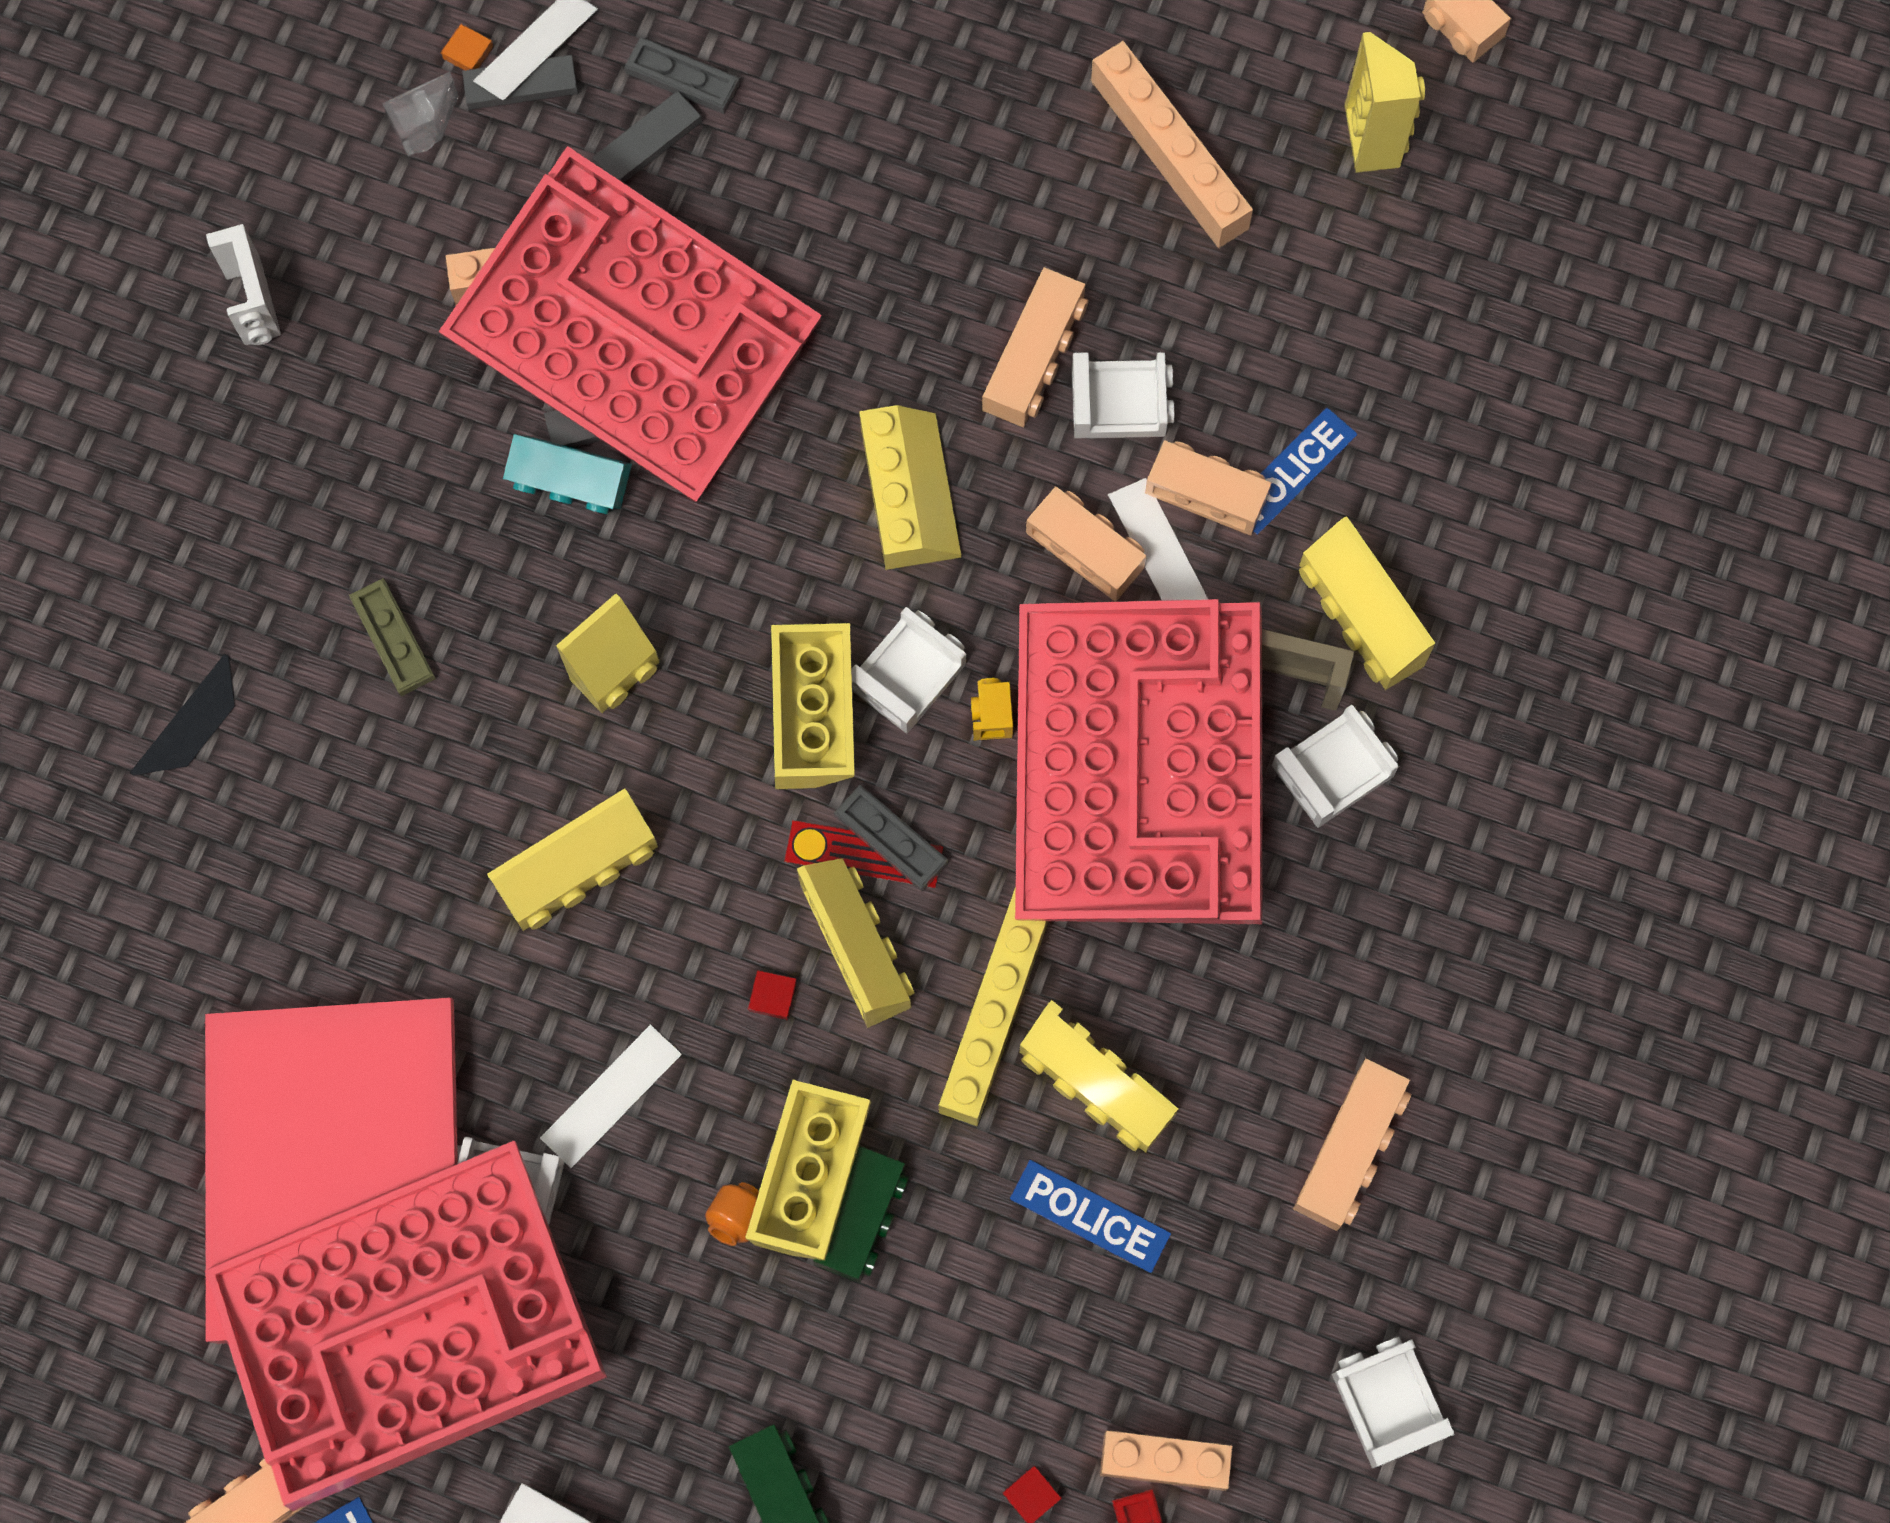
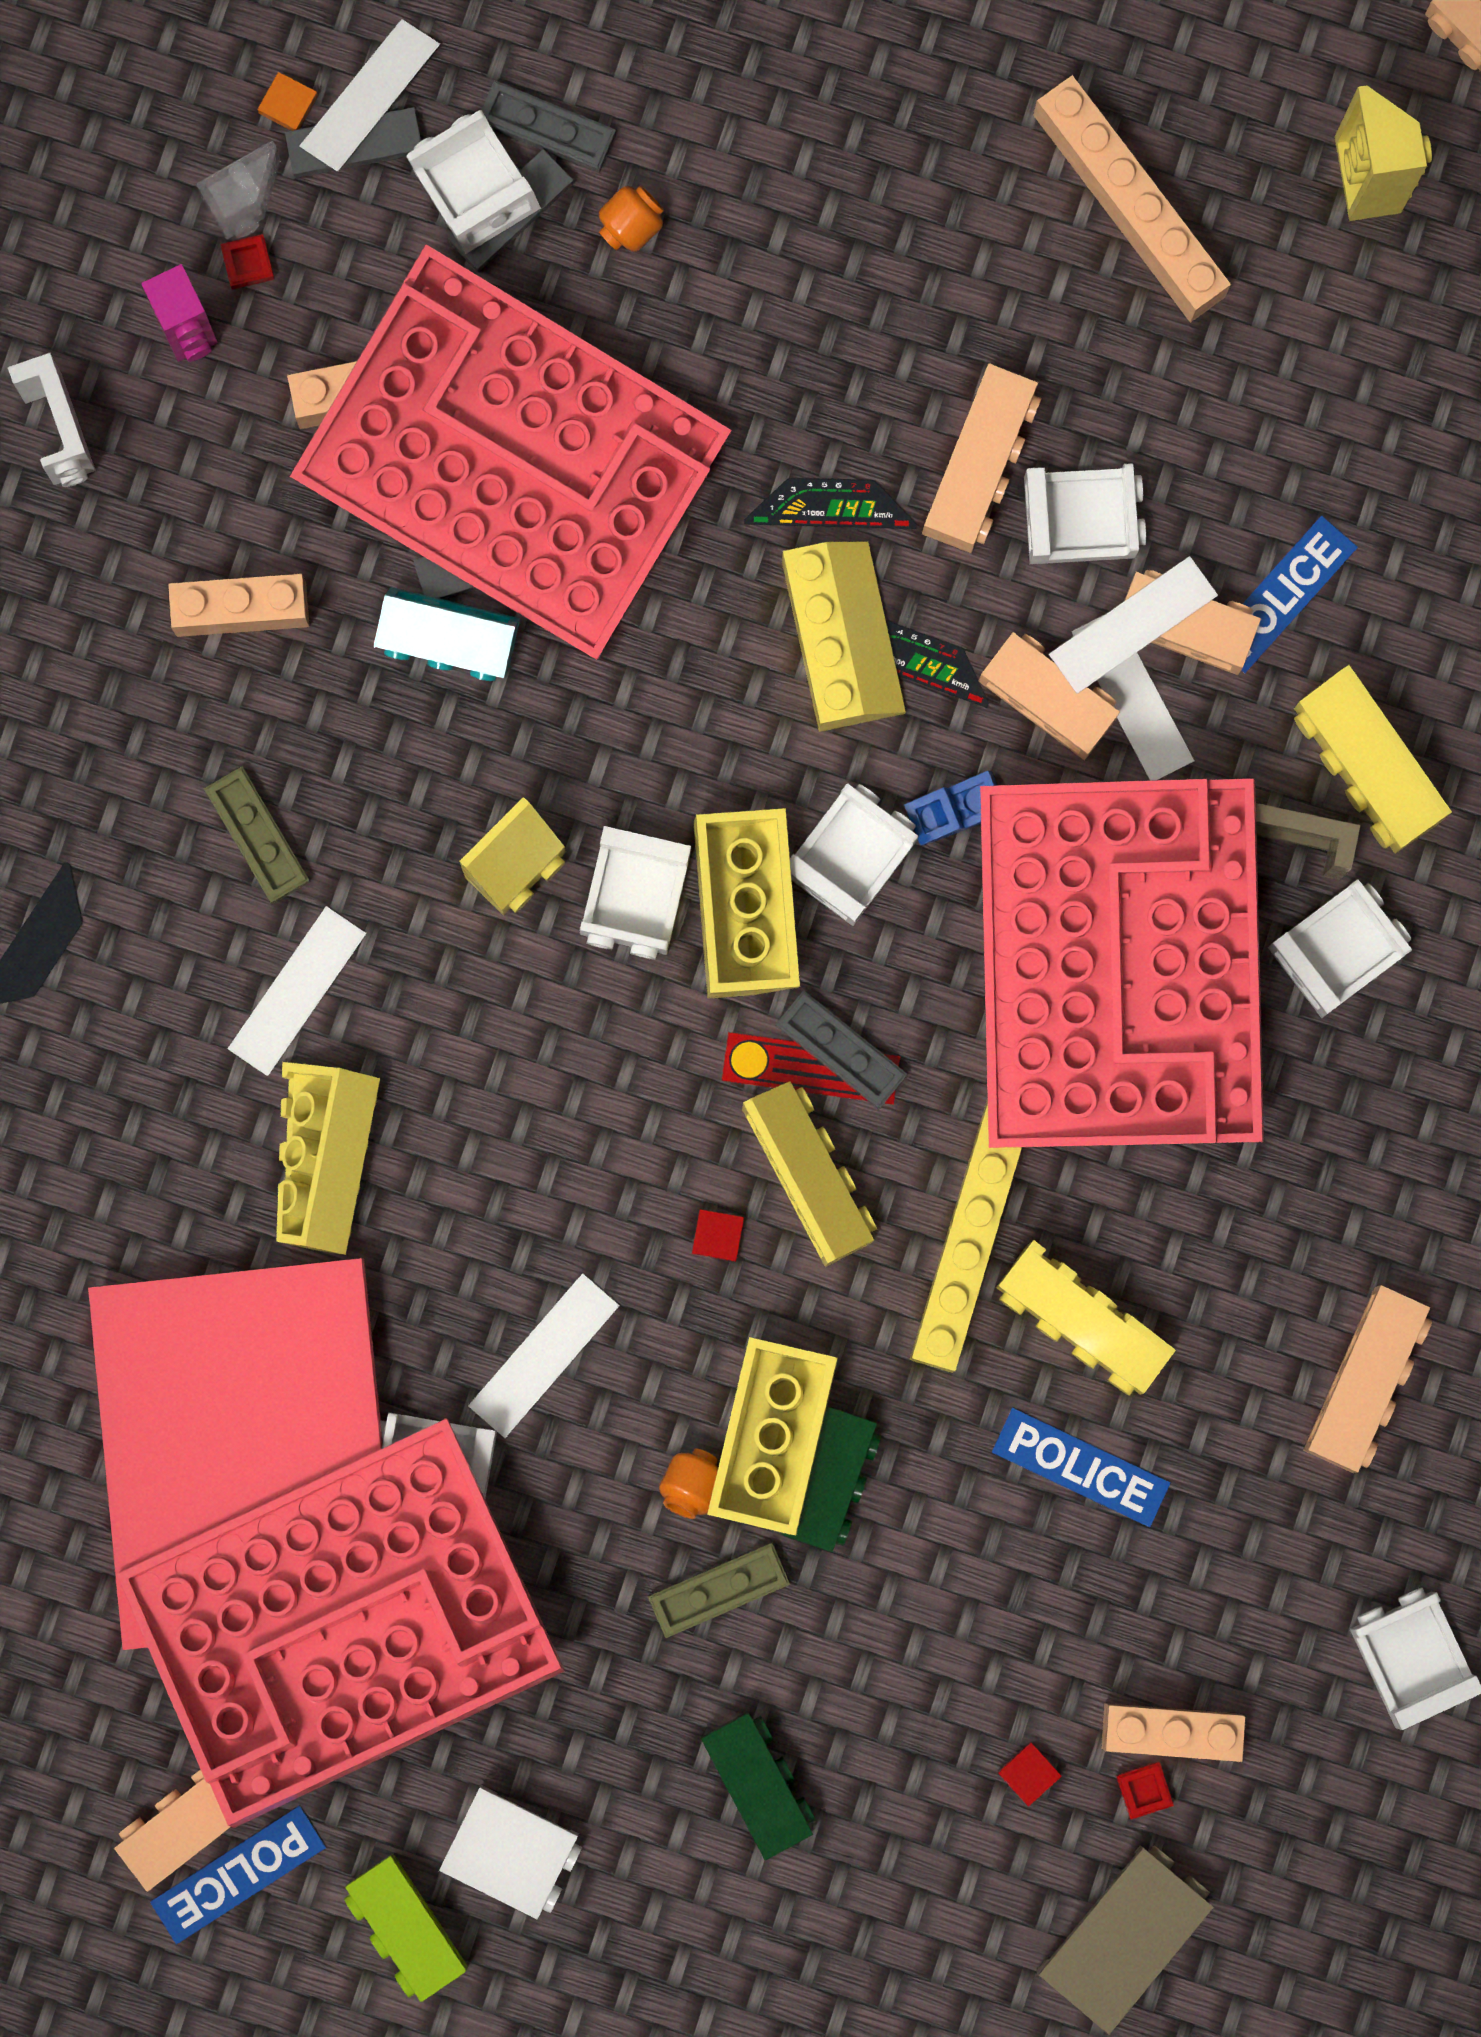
camera: 10 degrees left, 10 degrees up
(357, 200) = (180, 314): none -> dark pink brick
(390, 443) = (238, 605): none -> light nougat brick
(416, 770) = (296, 991): none -> white sticker
(423, 172) = (247, 261): none -> red tile
(426, 908) = (324, 1154): none -> light yellow wedge
(574, 861) = (488, 1096): light yellow slope -> none
(615, 111) = (472, 181): none -> white panel
(717, 695) = (635, 892): none -> white panel
(747, 146) = (630, 218): none -> orange head
(755, 1313) = (718, 1590): none -> olive tile
(905, 384) = (830, 505): none -> black sticker
(988, 517) = (934, 664): none -> black sticker
(990, 638) = (949, 809): none -> blue slope
(992, 710) = (950, 897): yellow brick -> none
(1160, 483) = (1133, 624): none -> white sticker

